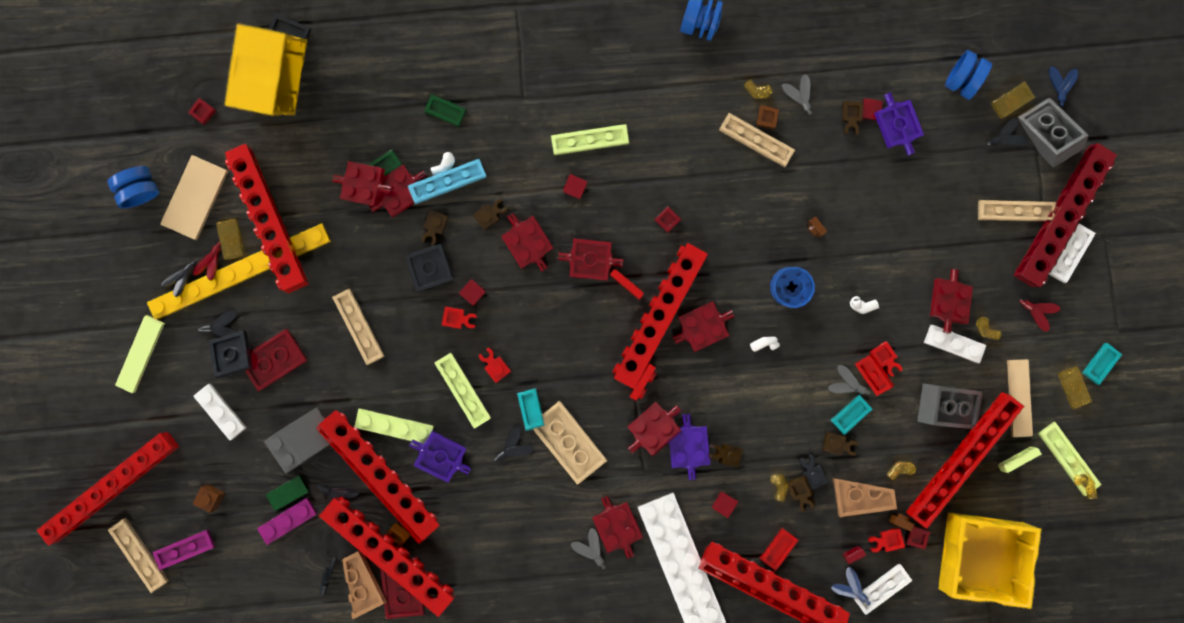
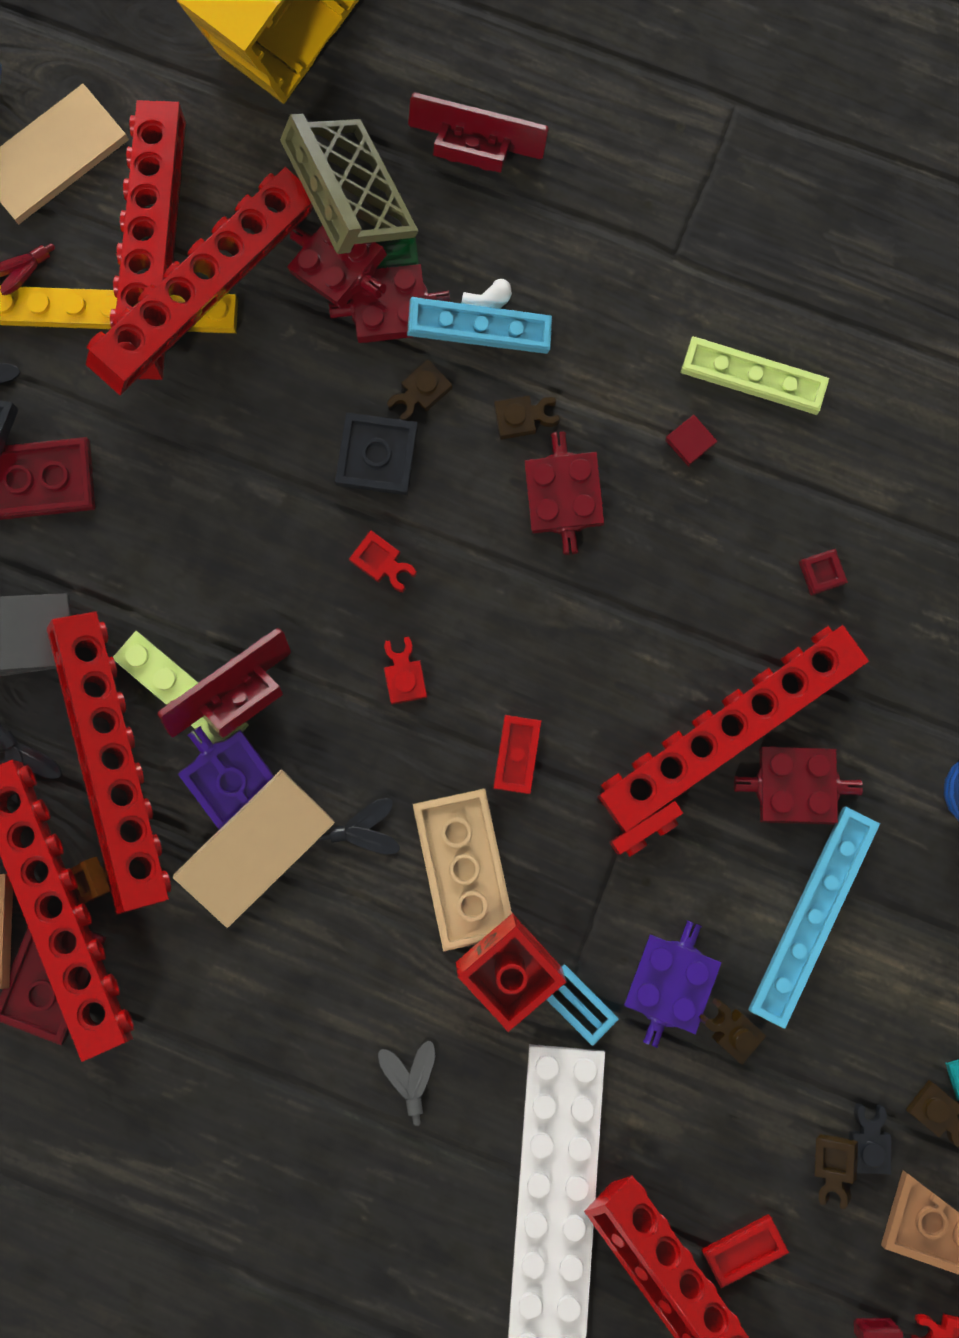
camera: 30 degrees right, 5 degrees down
(201, 111) = (137, 25): dark red tile -> none
(230, 239) = (72, 248): clear yellow plate -> none
(290, 292) = (123, 367): none -> red brick
(338, 150) = (325, 185): none -> olive fence
(358, 326) = (208, 494): tan tile -> none
(398, 87) = (475, 134): none -> dark red bracket
(420, 414) = (231, 692): none -> dark red bracket
(445, 110) = (534, 213): dark green tile -> none
(462, 390) = (328, 687): yellowish green plate -> none
(466, 482) = (253, 849): none -> tan tile
(472, 292) = (428, 531): dark red tile -> none
(531, 409) = (428, 779): teal tile -> none
(566, 377) = (517, 754): none -> red plate
(590, 259) = (658, 573): dark red plate -> none
(612, 479) = (510, 972): none -> red brick
(617, 527) = (476, 1063): dark red plate -> none
(628, 285) = (700, 645): red tile -> none
(636, 472) = (601, 1027): none -> medium azure tile
(654, 429) = (627, 921): dark red plate -> none
(724, 504) = (686, 1118): dark red tile -> none
(739, 384) = (813, 917): none -> medium azure plate
(763, 342) = (894, 864): white arm -> none
(782, 486) = (804, 1137): clear yellow arm -> none

